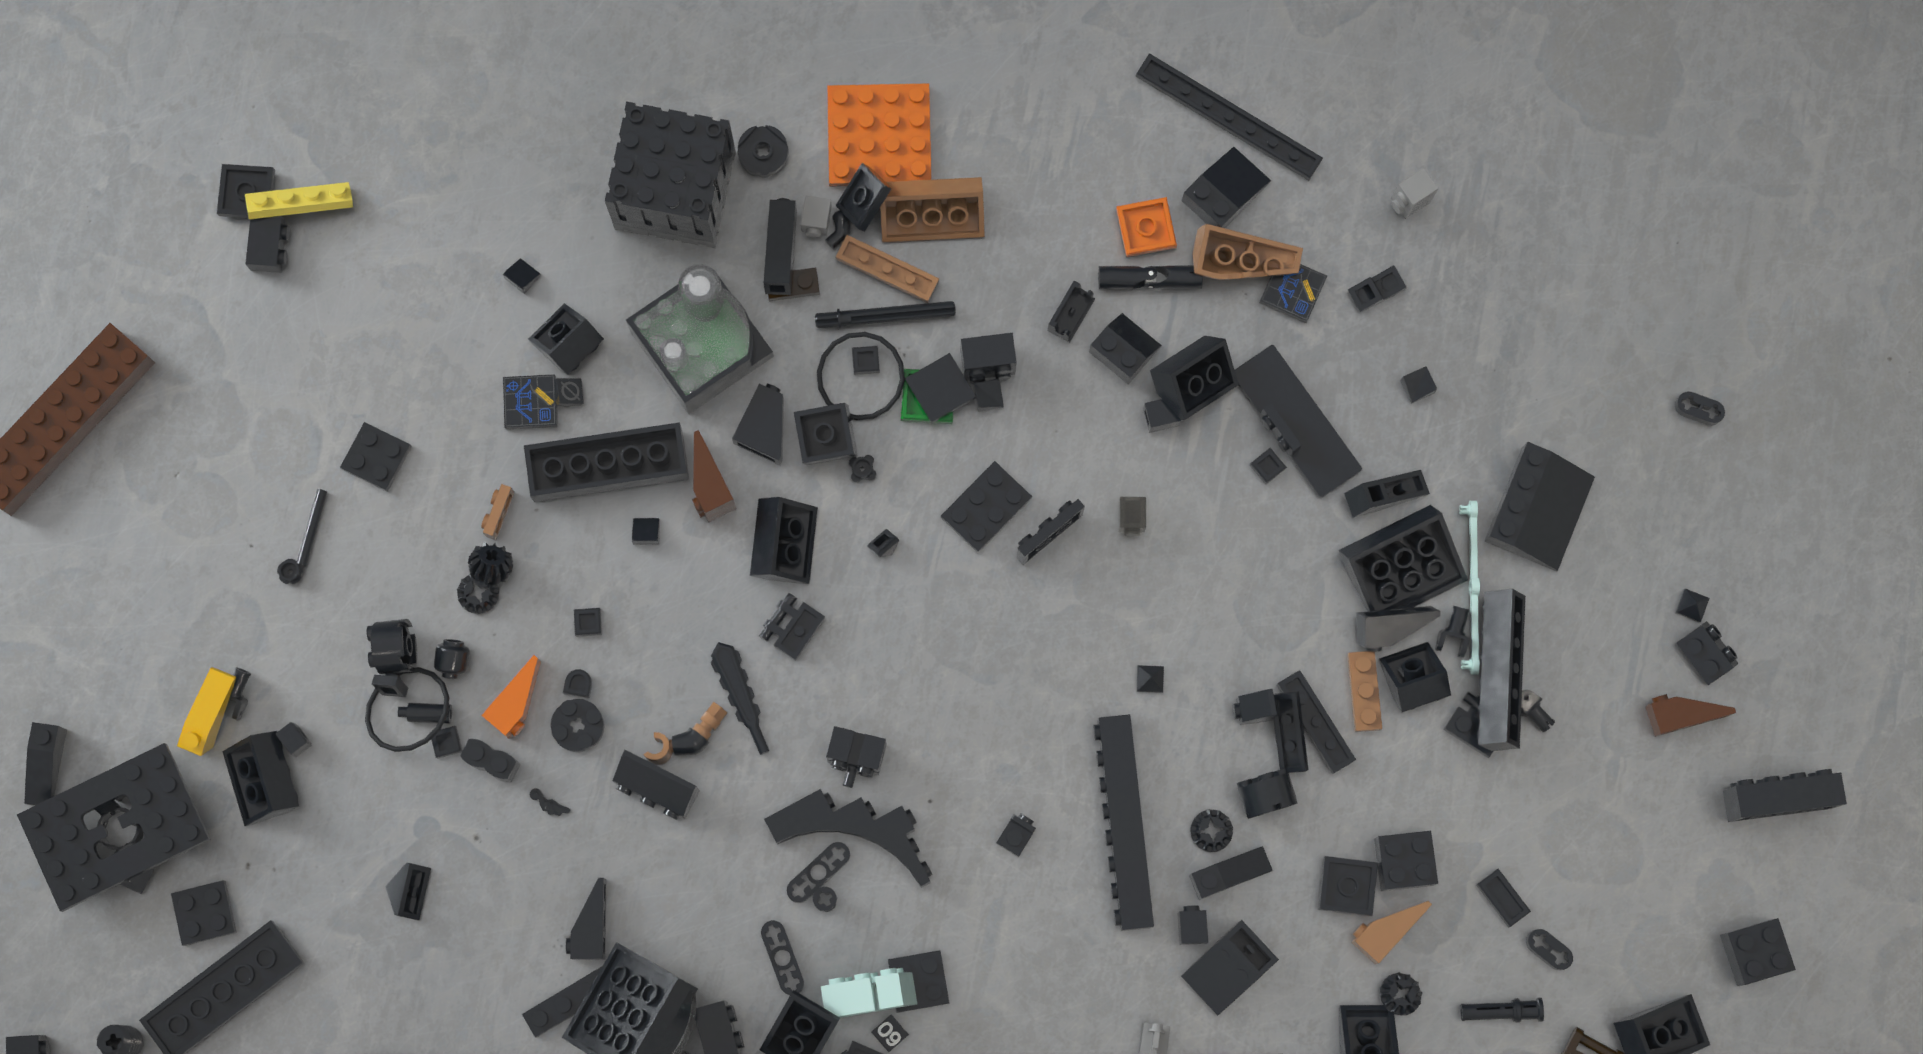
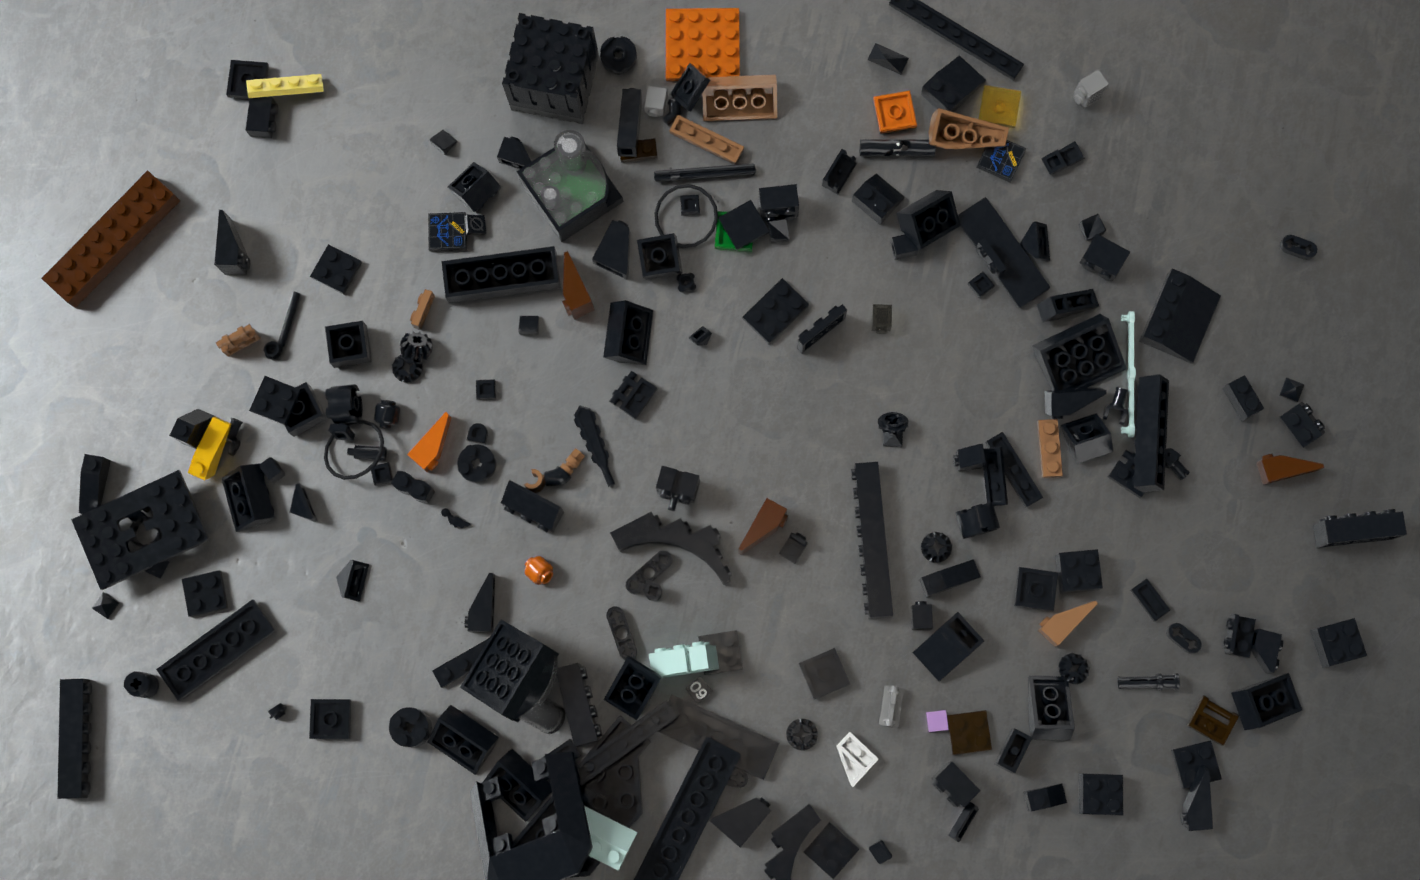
camera: 10 degrees right, 0 degrees up
(65, 932) = (105, 605): none -> black slope
(182, 683) = (191, 427): none -> black slope
(228, 436) = (230, 252): none -> black slope
(242, 559) = (238, 340): none -> medium nougat plate
(297, 644) = (275, 400): none -> black plate
(330, 654) = (306, 412): none -> black brick
(335, 787) = (301, 504): none -> black slope
(396, 562) = (348, 344): none -> black brick
(620, 292) = (513, 153): none -> black slope
(666, 872) = (538, 570): none -> orange head
(978, 802) = (765, 524): none -> reddish brown slope
(1061, 1008) = (824, 673): none -> black plate
(1136, 152) = (888, 58): none -> black slope
(1149, 653) = (898, 421): none -> black gear
(1290, 217) = (999, 106): none -> clear yellow plate
(1343, 405) = (1037, 241): none -> black slope
(1435, 427) = (1104, 257): none -> black slope
(1624, 945) = (1239, 636): none -> black bracket
(1626, 618) = (1243, 398): none -> black brick
(1659, 961) = (1266, 649): none -> black slope

